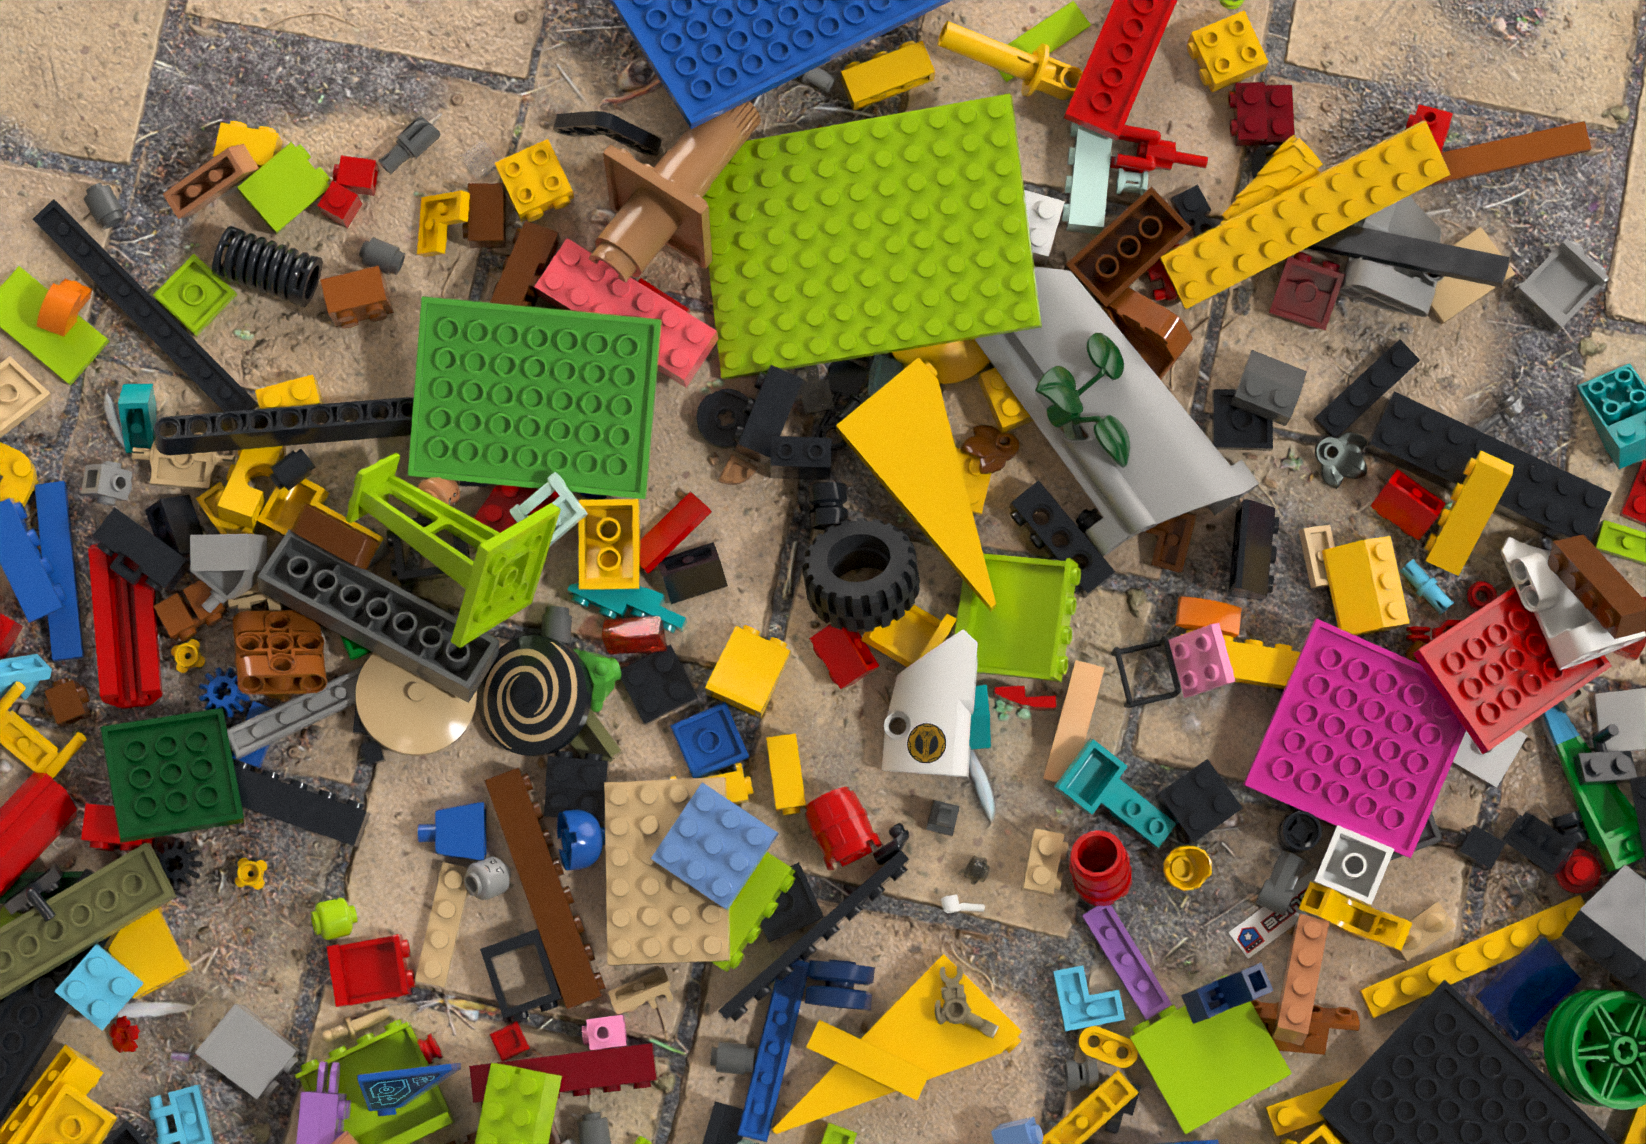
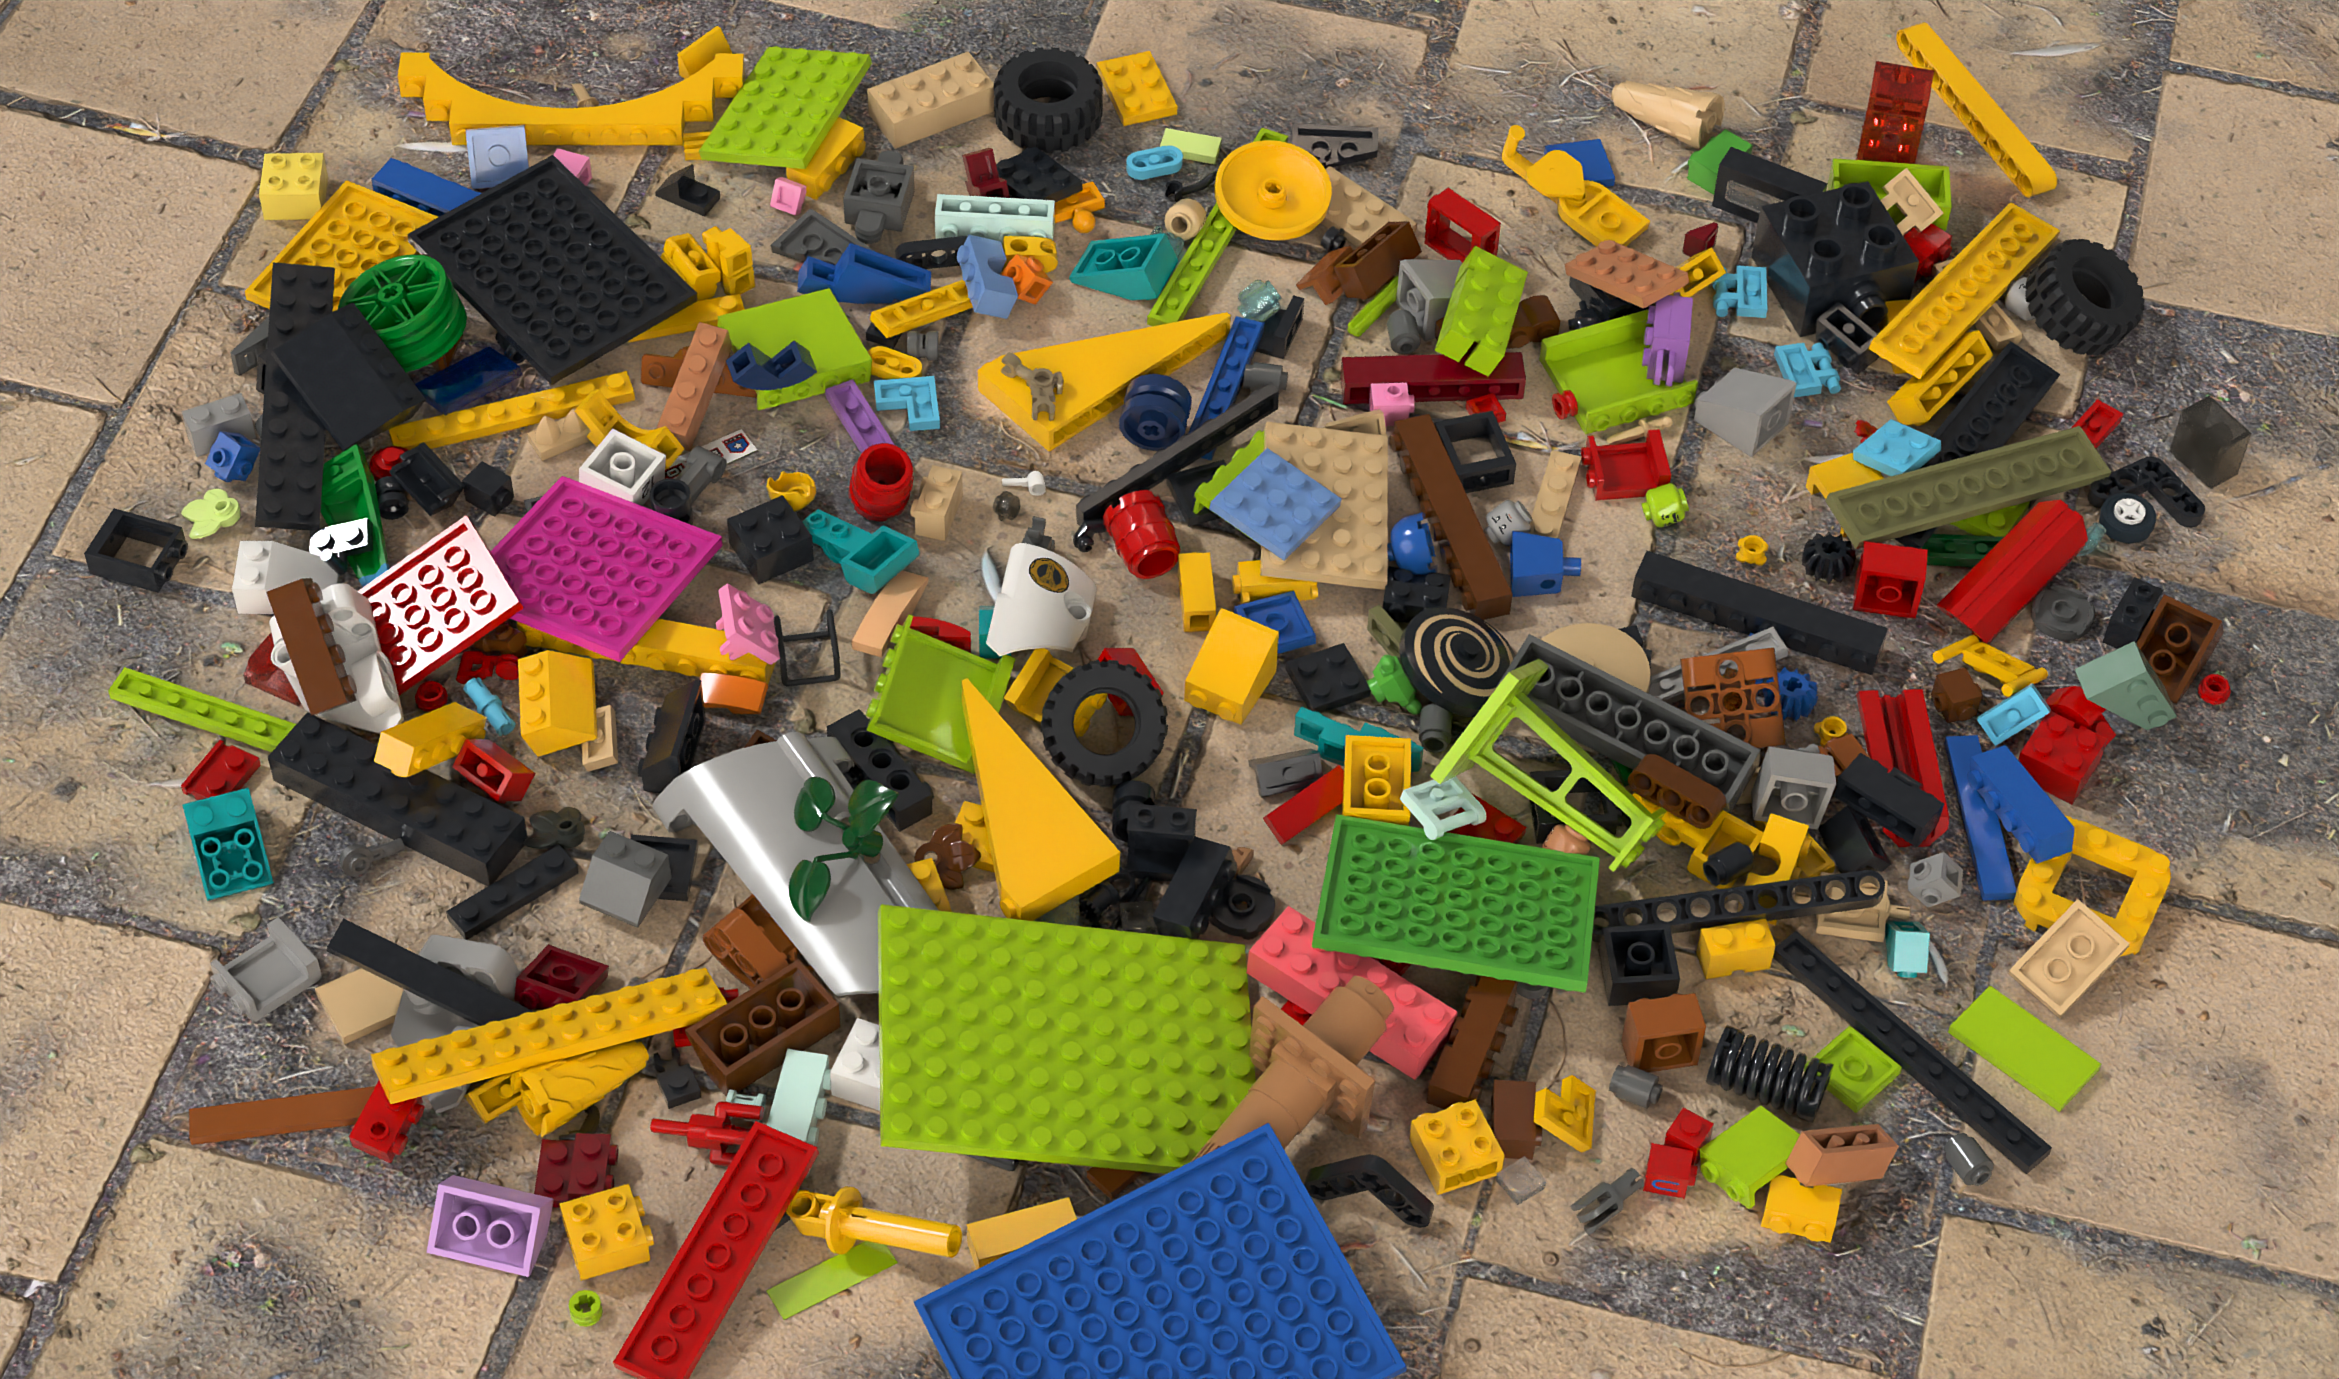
camera: 175 degrees left, 30 degrees down
(30, 894) = (1974, 531): black plate -> none
(62, 306) = (2002, 1052): orange brick -> none
(171, 775) = (1838, 597): dark green plate -> none
(375, 369) = (1638, 963): none -> black brick
(400, 1087) = (1584, 358): slope -> none
(634, 635) = (1352, 709): clear red slope -> none
(868, 1060) = (1130, 352): yellow tile -> none
(1322, 58) = (489, 1225): none -> lavender slope

